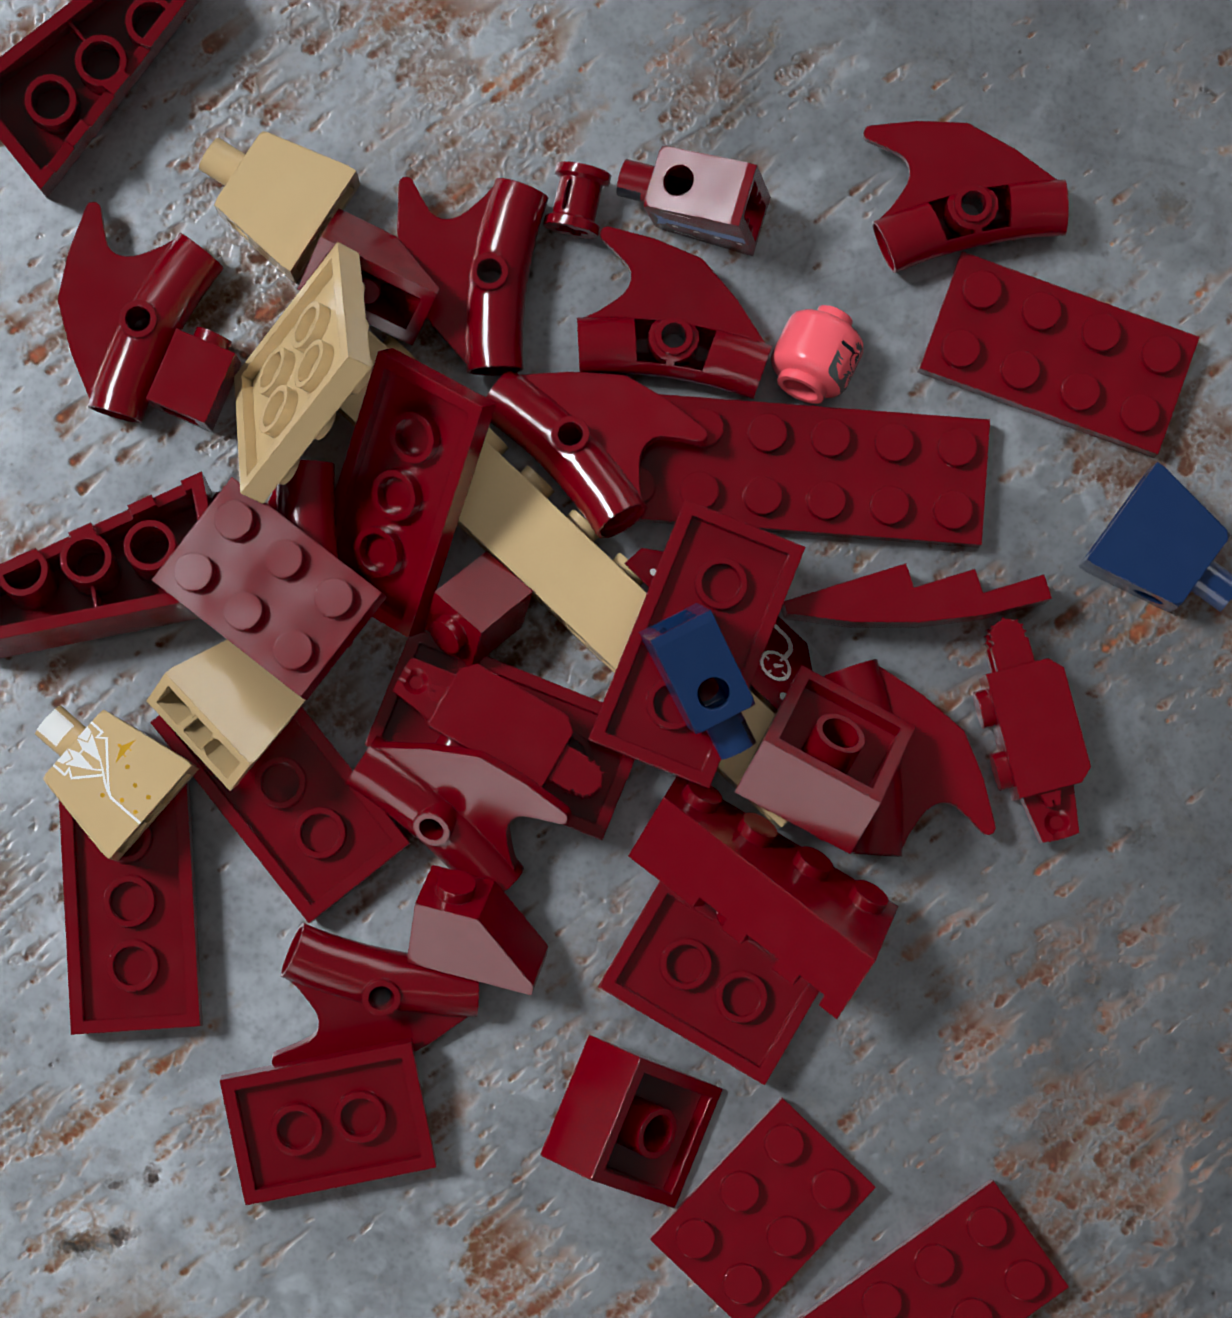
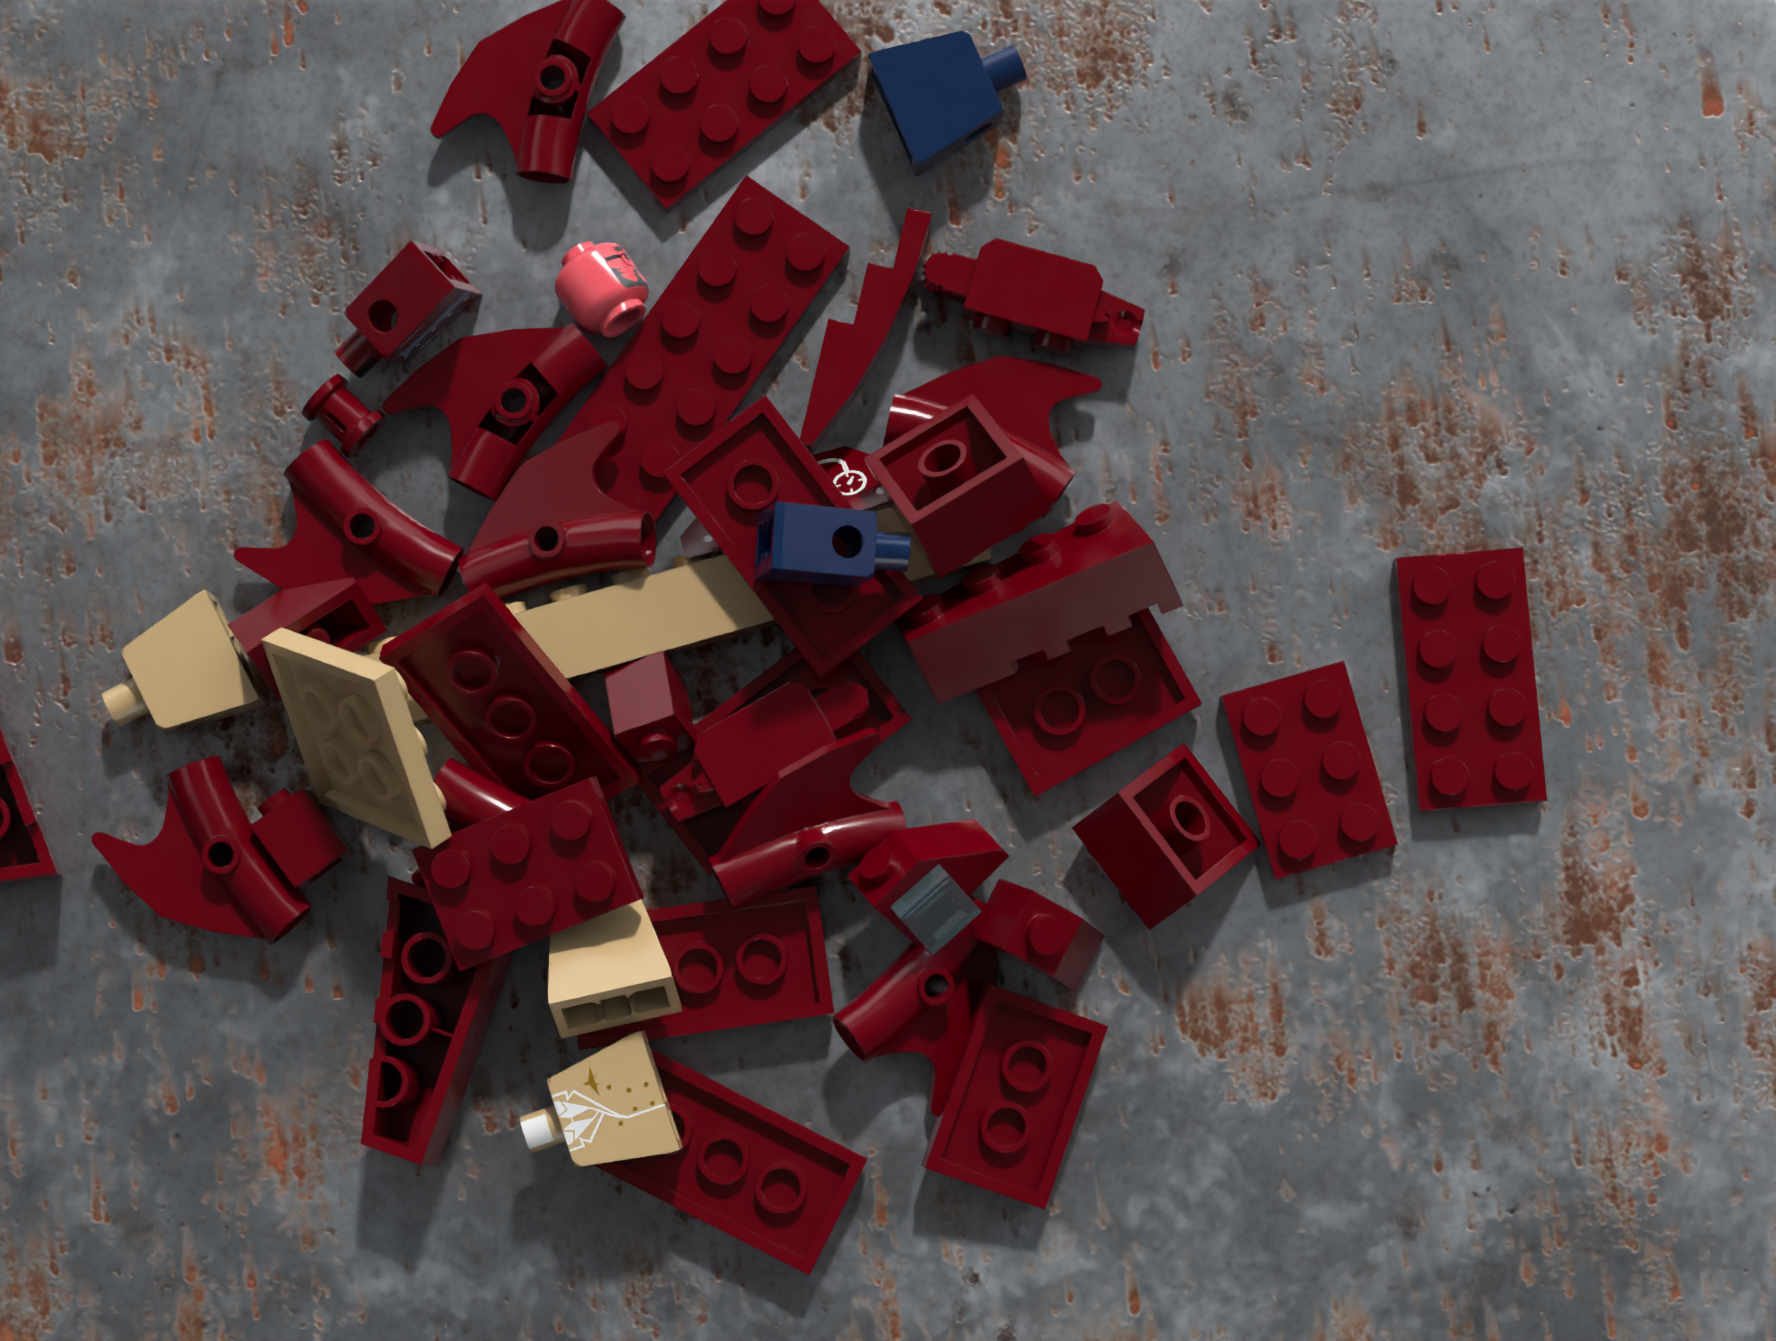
camera: 55 degrees left, 0 degrees up
(446, 958) = (935, 909): none -> clear light blue tile
(478, 1059) = (1038, 933): none -> dark red slope

